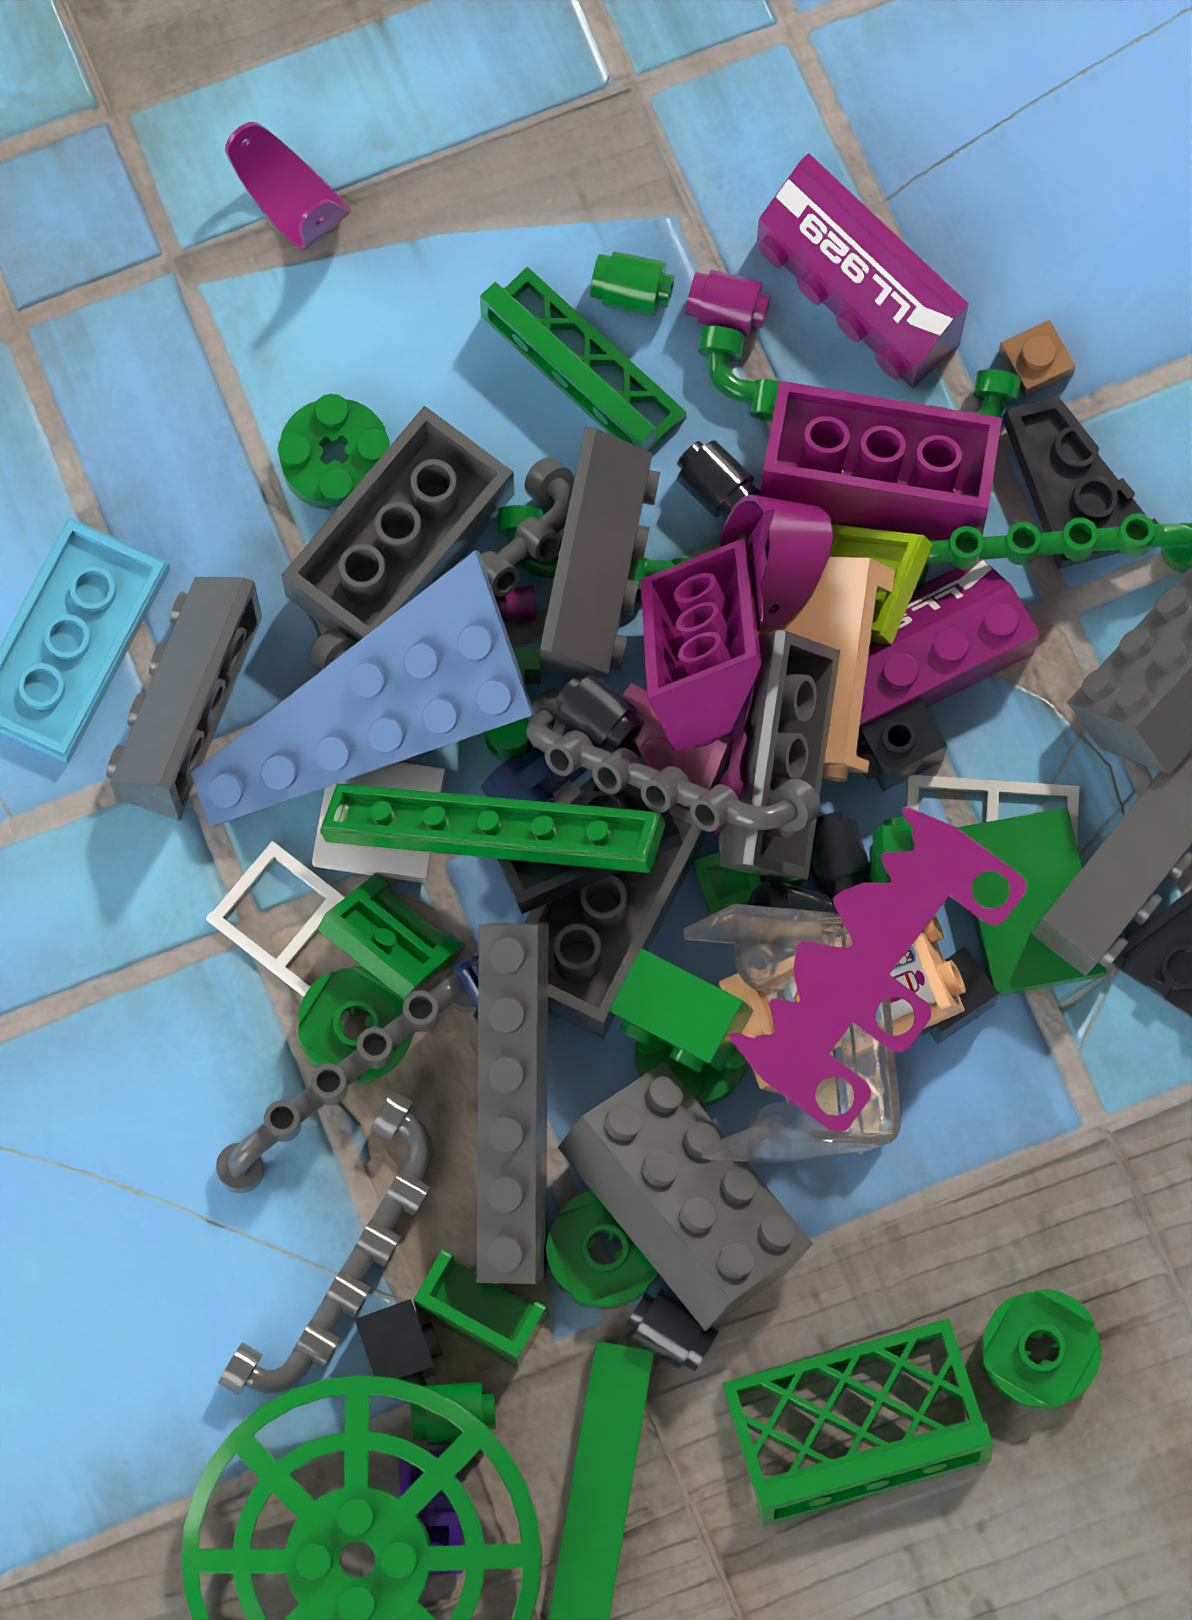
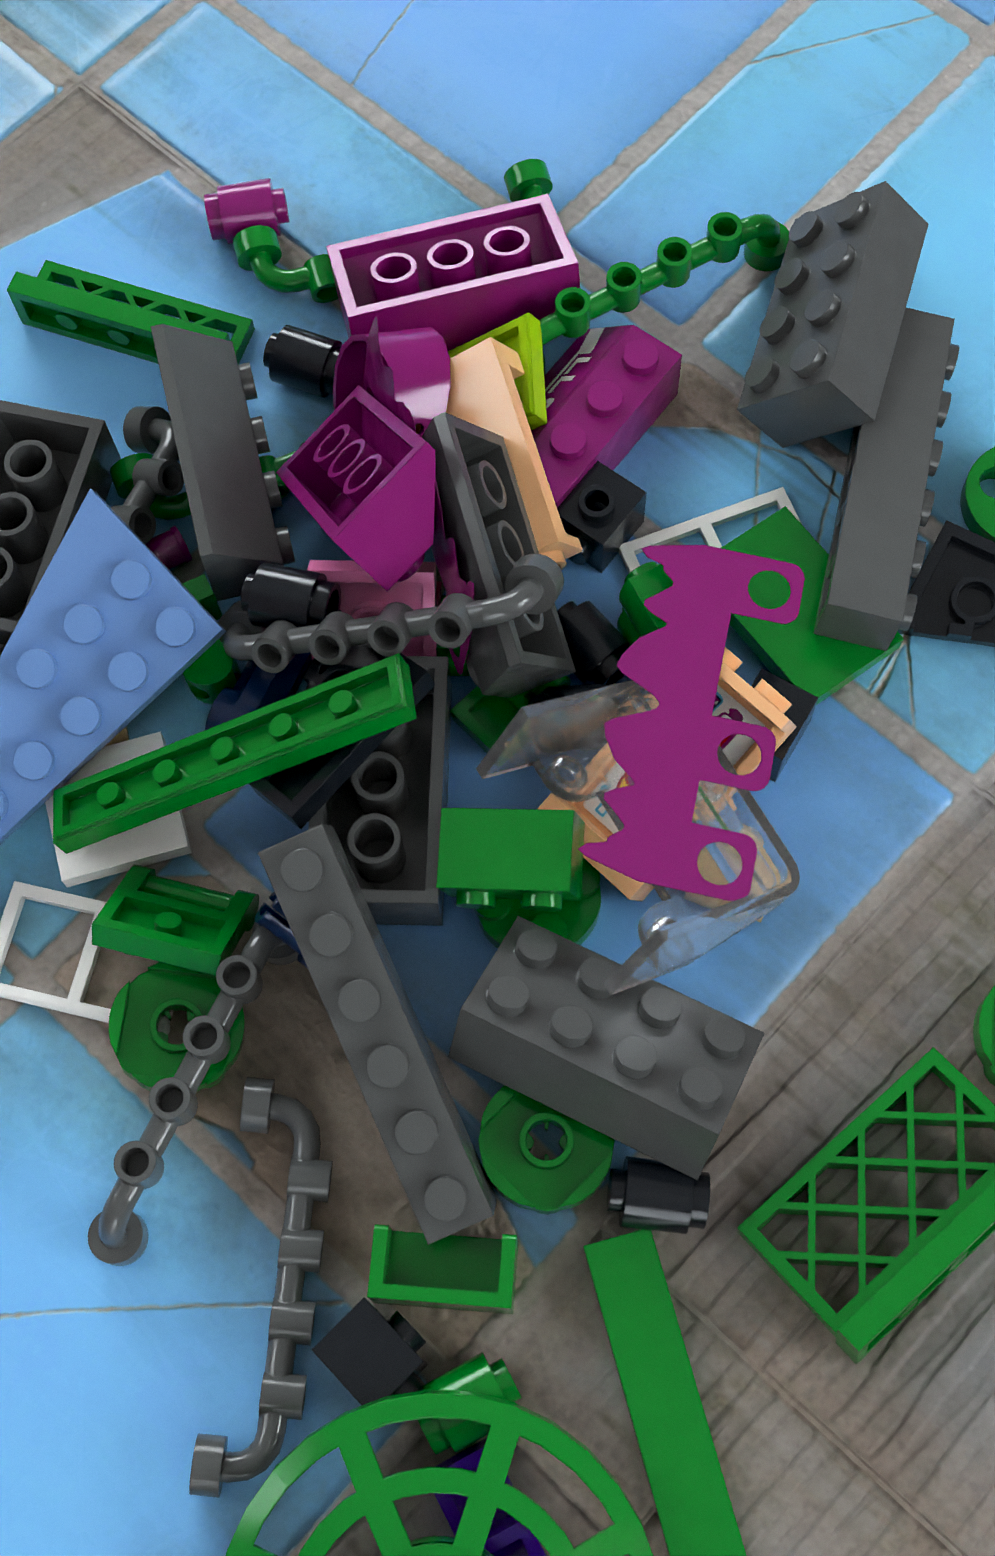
camera: 20 degrees left, 5 degrees down
(631, 283) = (149, 231): green brick -> none
(861, 273) = (358, 127): magenta slope -> none
(1037, 358) = (553, 143): medium nougat plate -> none
(1066, 471) = (625, 225): black wing -> none

